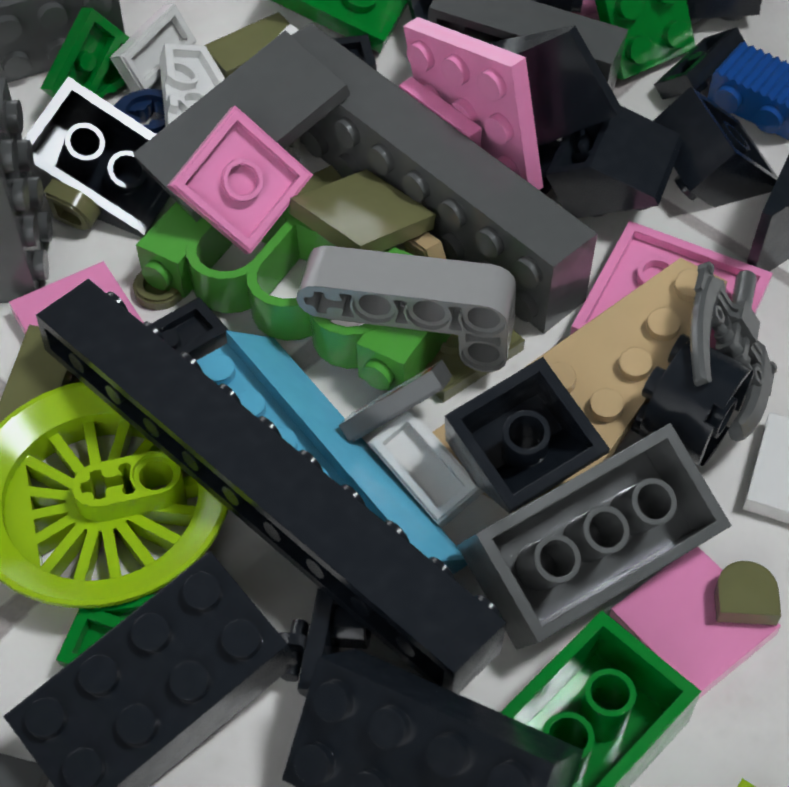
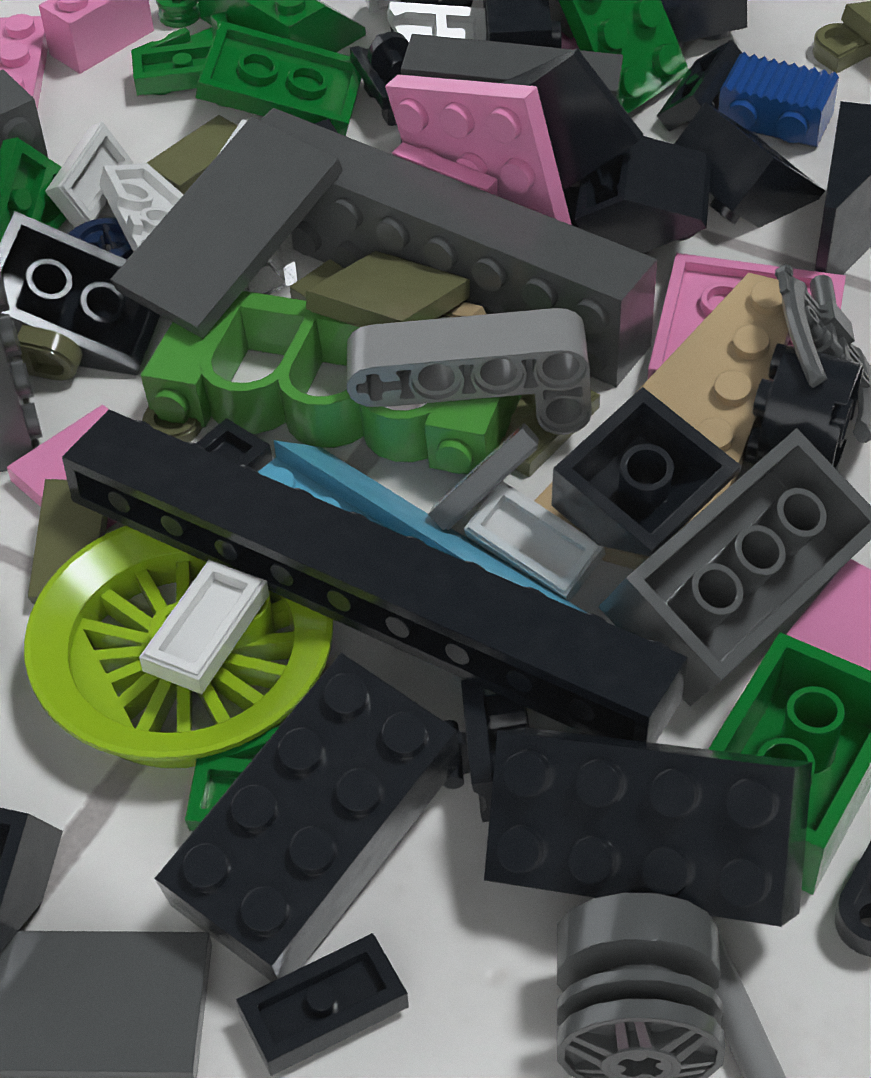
camera: 10 degrees left, 5 degrees down
(116, 491) = (204, 626): none -> white tile
(240, 180) = (245, 280): bright pink tile -> none

